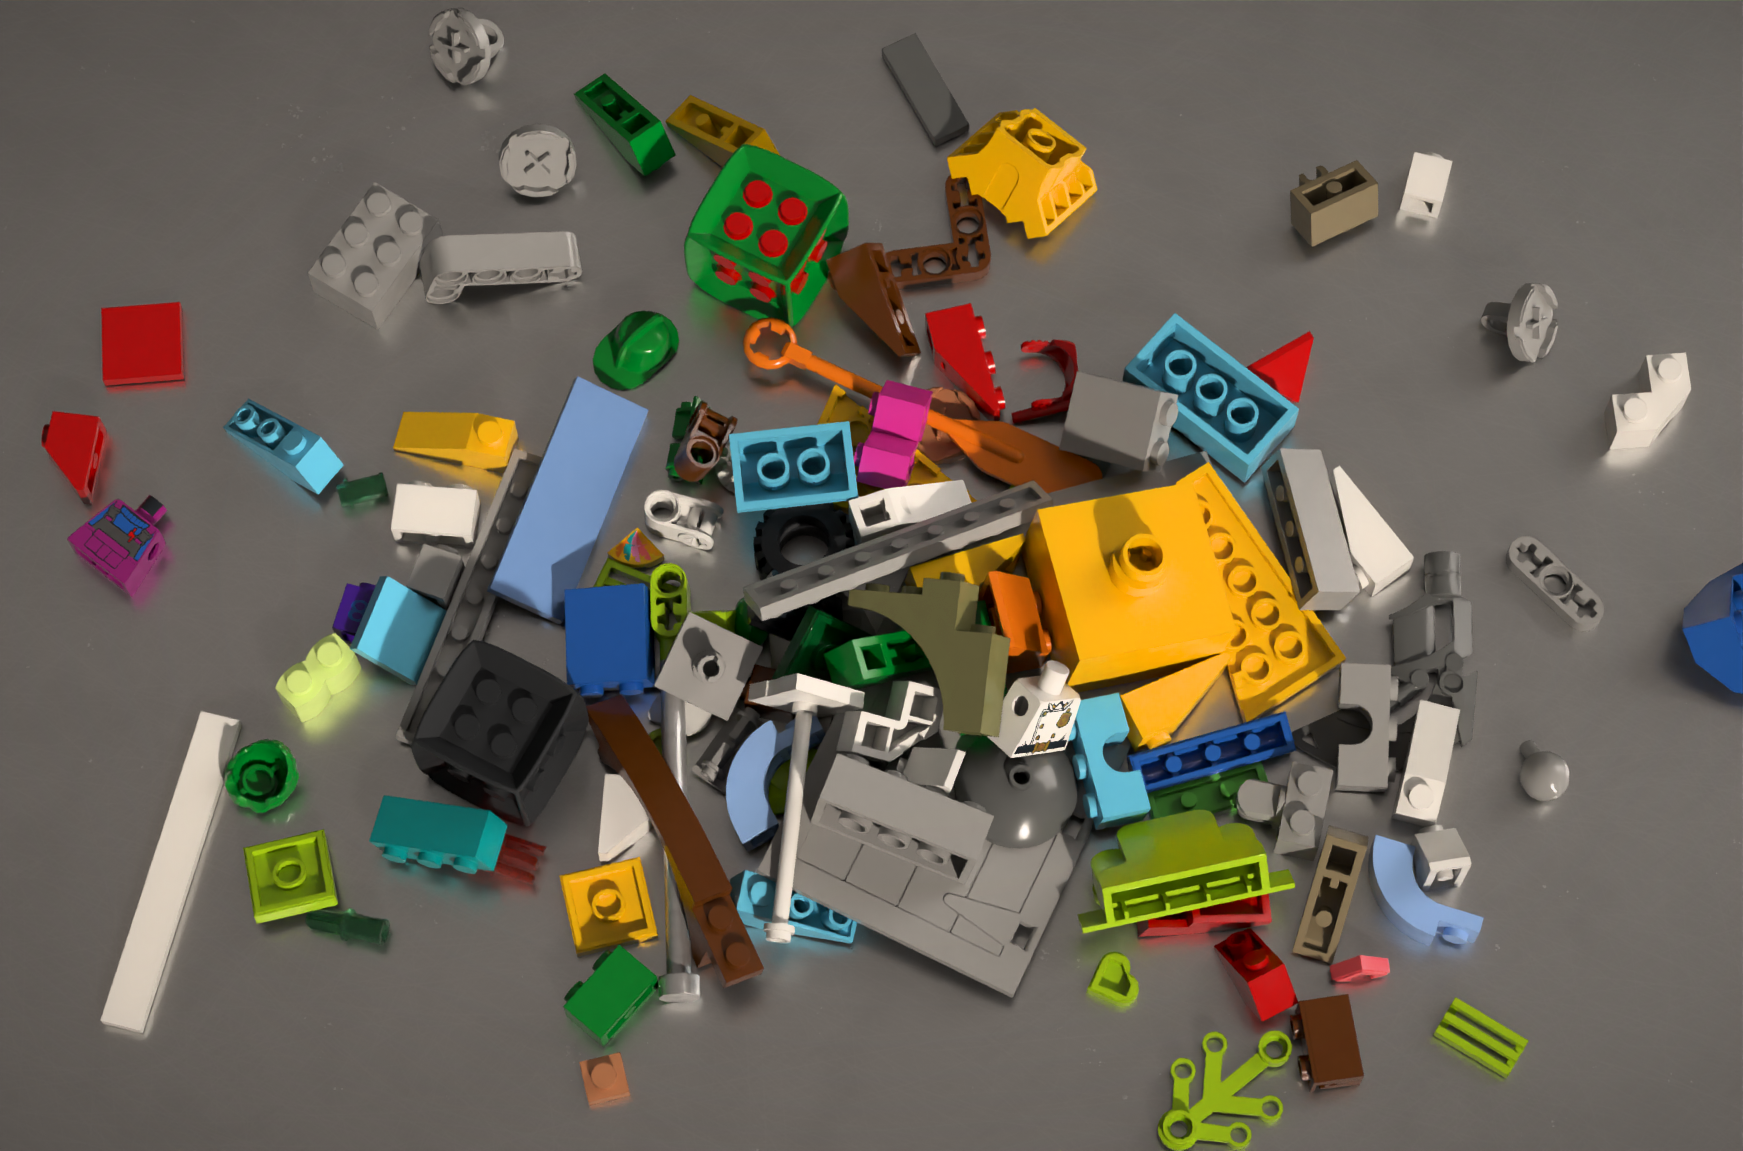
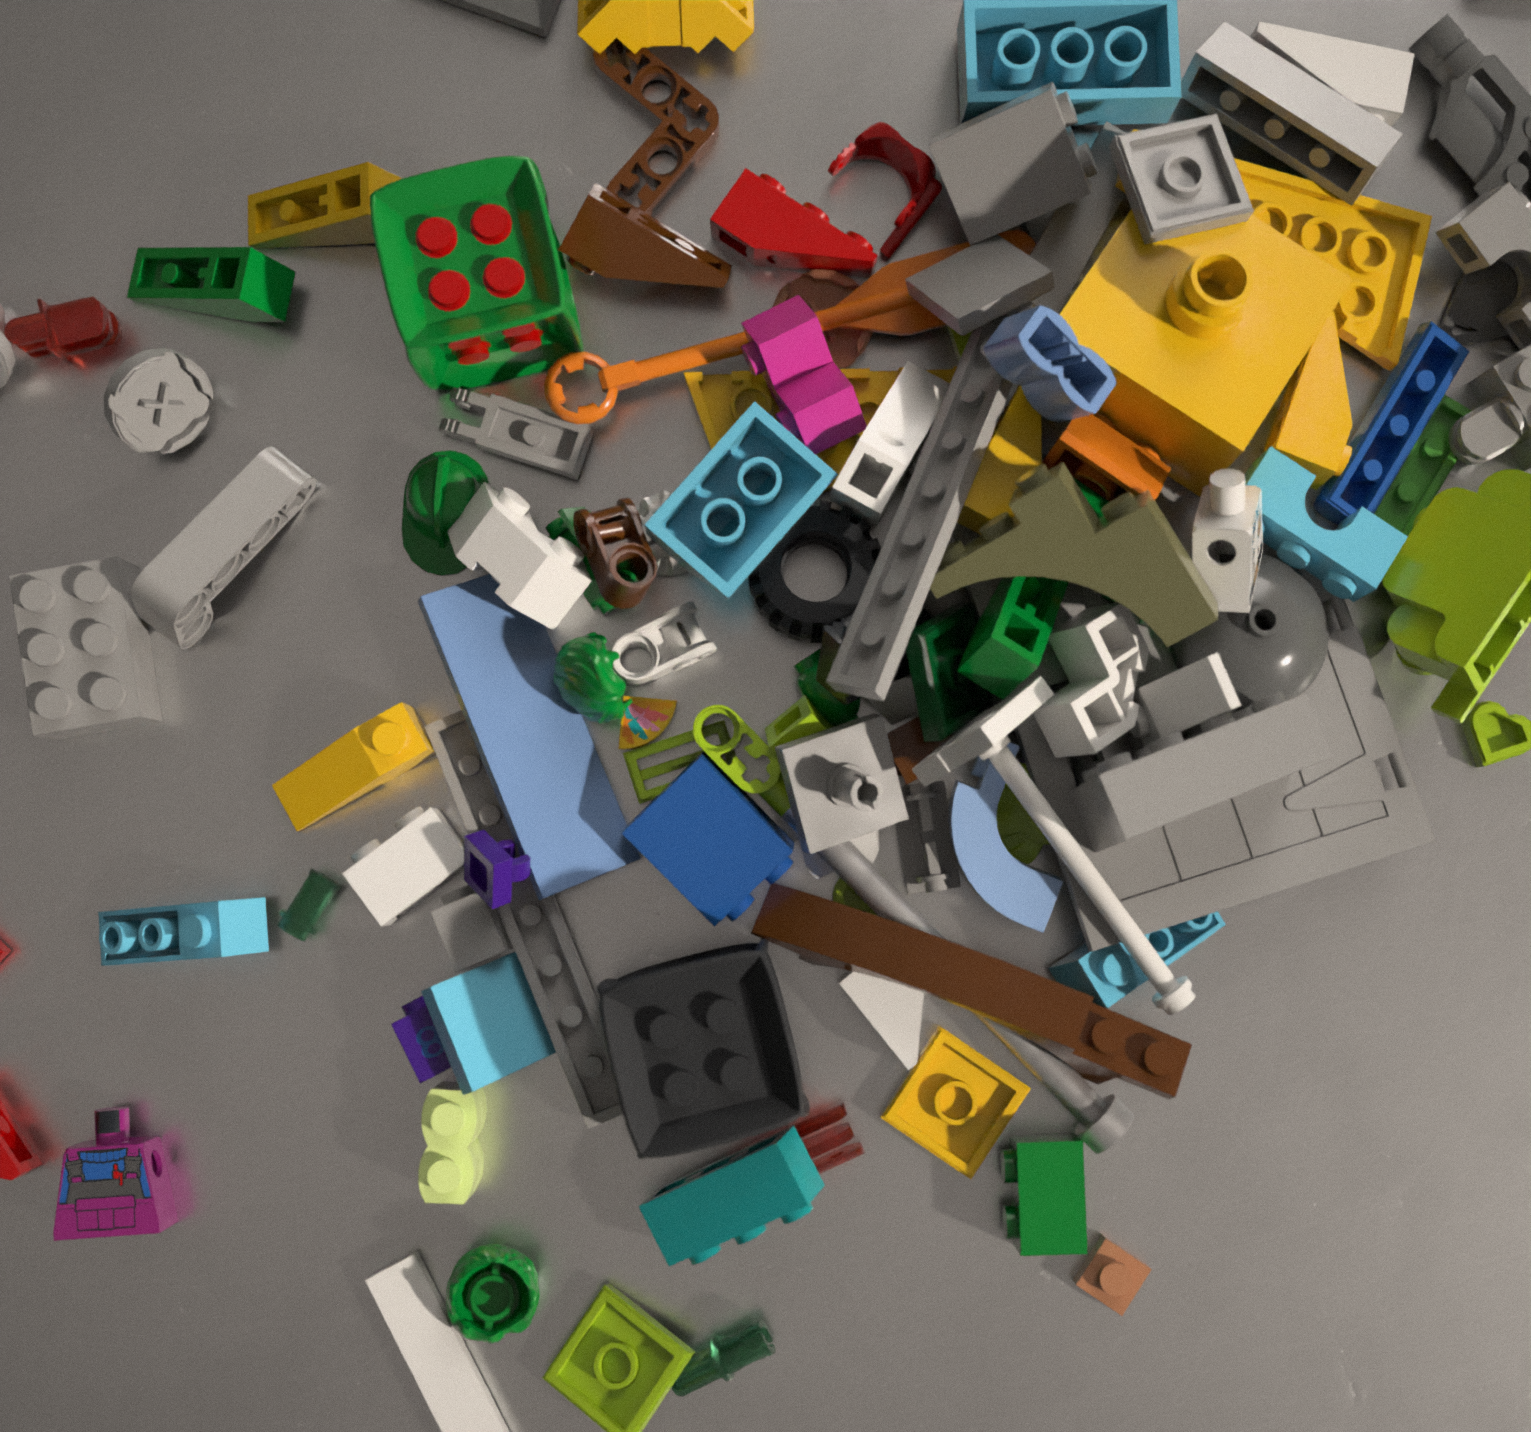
camera: 45 degrees left, 15 degrees up
(479, 547) = (493, 867): none -> dark purple tile
(525, 83) = (64, 329): none -> clear red arm
(626, 497) = (588, 679): none -> green hair
(649, 410) = (533, 570): none -> white brick
(716, 342) = (521, 432): none -> light grey hinge
(1020, 541) = (1050, 365): none -> medium blue brick
(1037, 469) = (980, 284): none -> light grey tile
(1187, 496) = (1180, 178): none -> light grey tile

